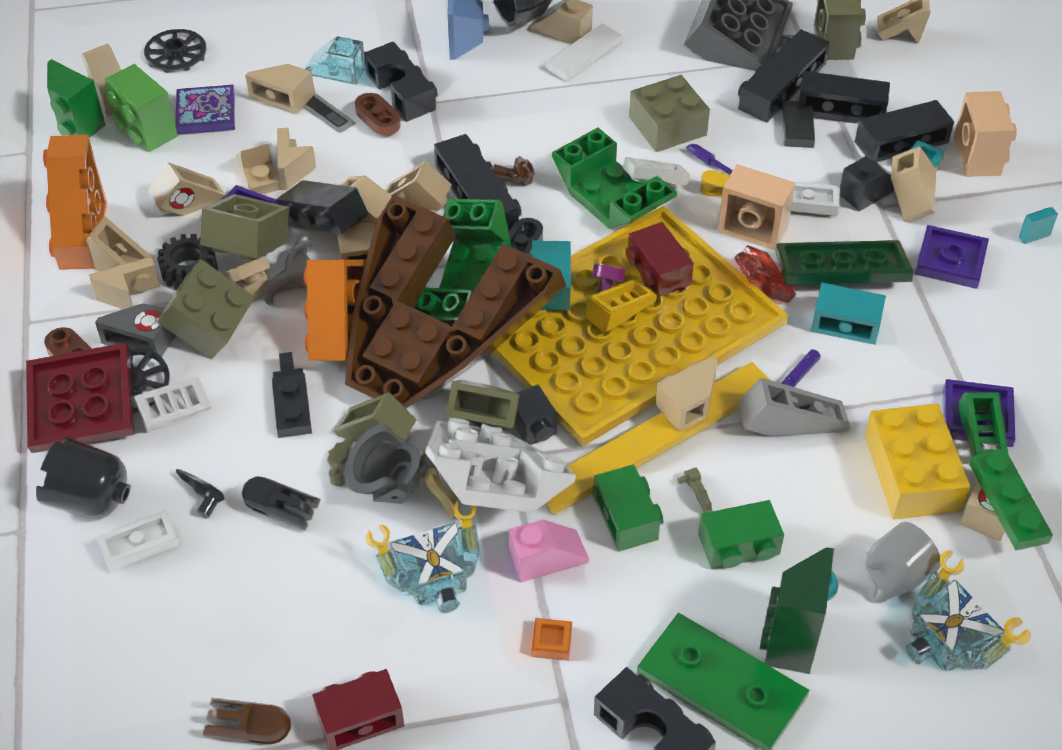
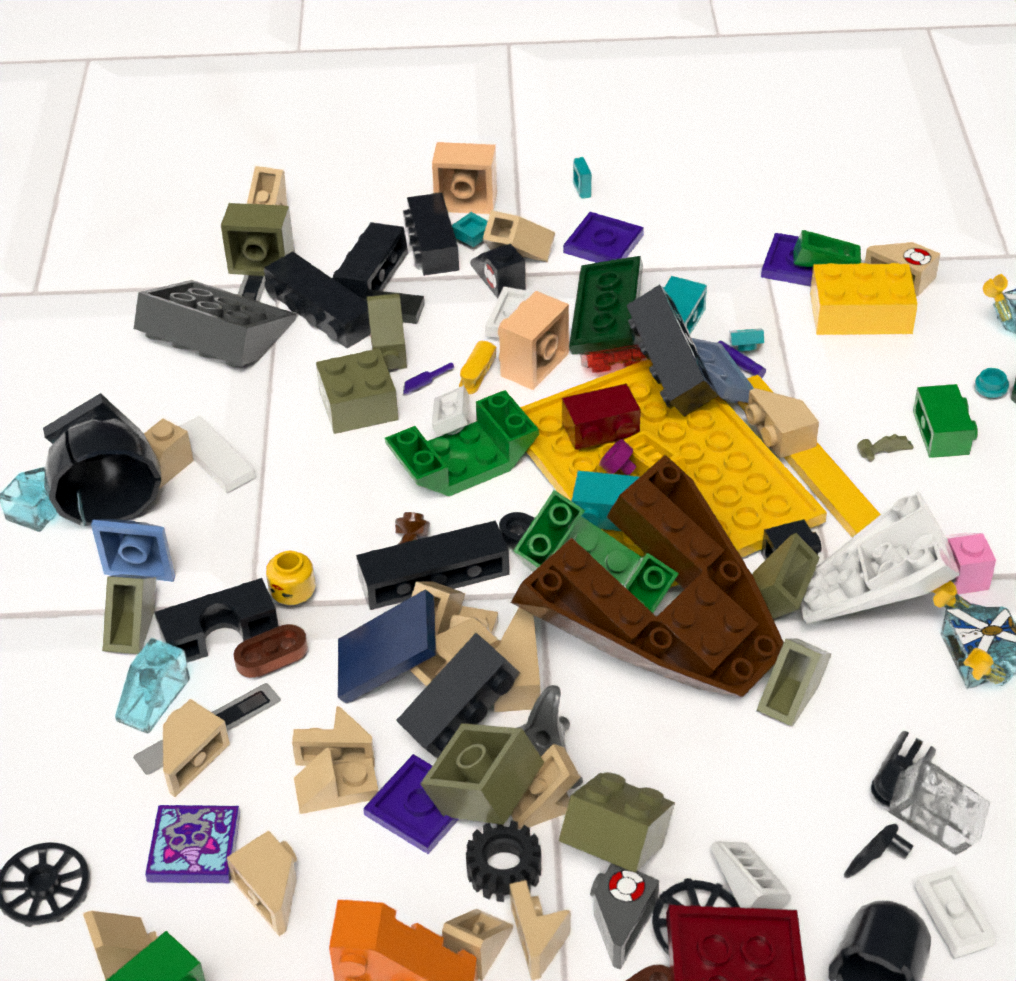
camera: 80 degrees left, 5 degrees down
(141, 107) = (201, 897): bright green brick -> none
(169, 141) = (266, 878): none -> tan slope
(184, 190) = (372, 861): tan slope -> none
(229, 518) = (939, 806): none -> clear brick
(290, 399) = (739, 762): black hinge -> none
(330, 306) = (629, 683): orange brick -> none
(336, 458) = (834, 725): olive piece -> none
(371, 163) = (386, 646): none -> dark blue tile
(392, 469) = (872, 658): dark grey helmet -> none
(410, 31) = (128, 612): none -> olive slope
(443, 106) = (290, 577): none -> yellow head
(627, 507) = (928, 478): green brick -> none
(739, 116) = (387, 329): none -> olive slope
(751, 291) = (671, 351): none -> black brick
(762, 338) = (723, 371): none -> sand blue wing
(787, 410) = (799, 369): light grey slope -> none
(825, 369) = (747, 338): none -> teal plate
(901, 561) = (979, 322): light grey piece -> none
(1010, 499) = (922, 244): green plate -> none

